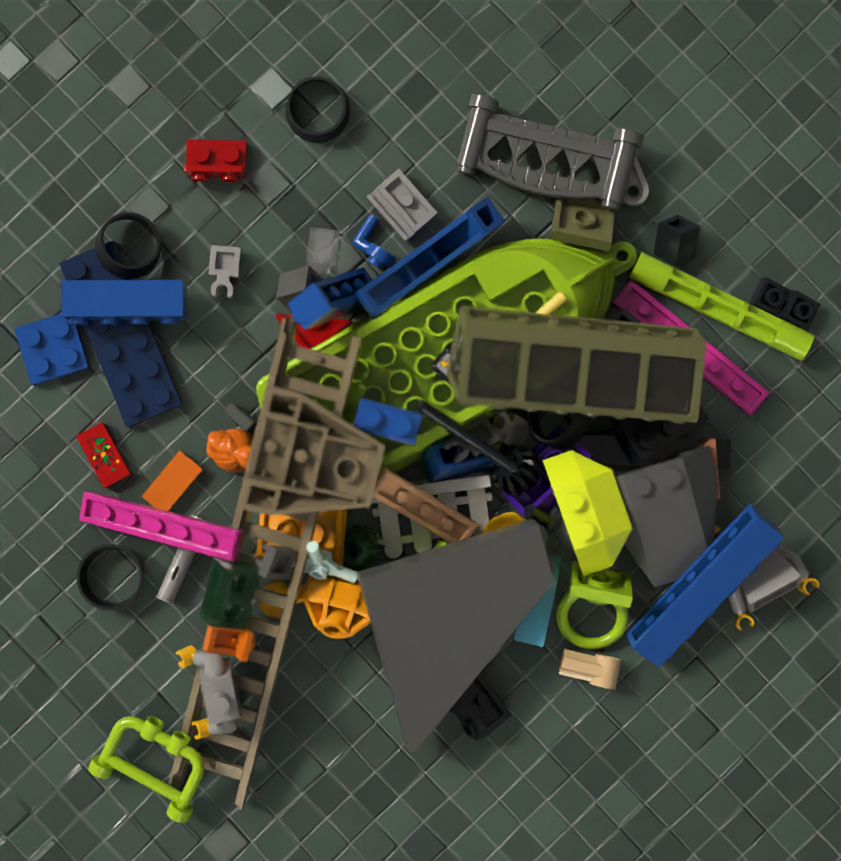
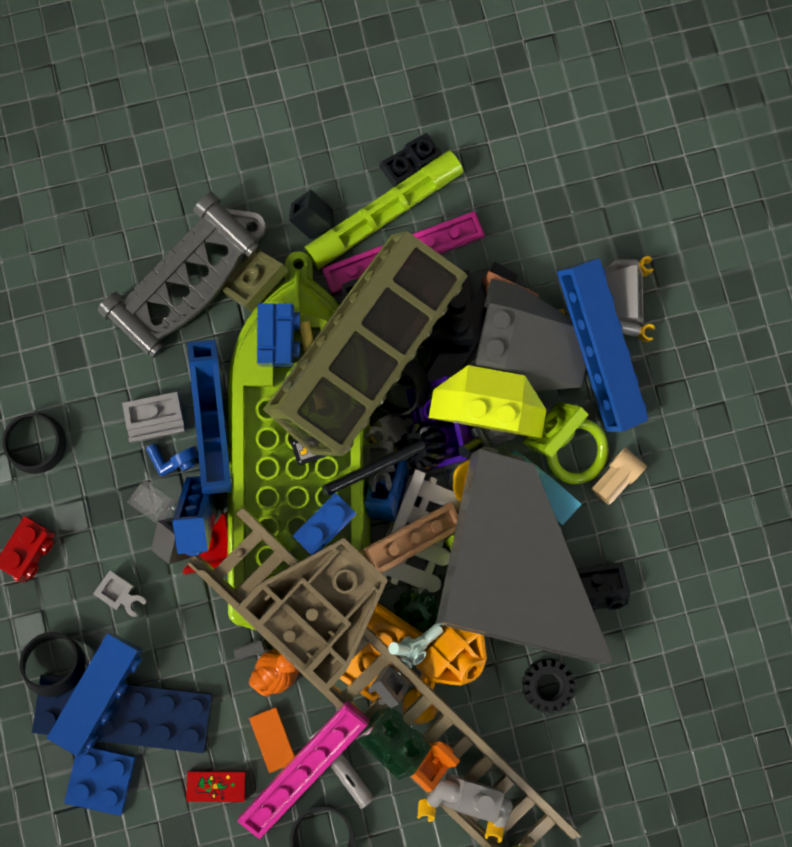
camera: 65 degrees left, 5 degrees down
(357, 725) = (565, 691): none -> black tyre
(537, 277) = (276, 335): none -> blue brick

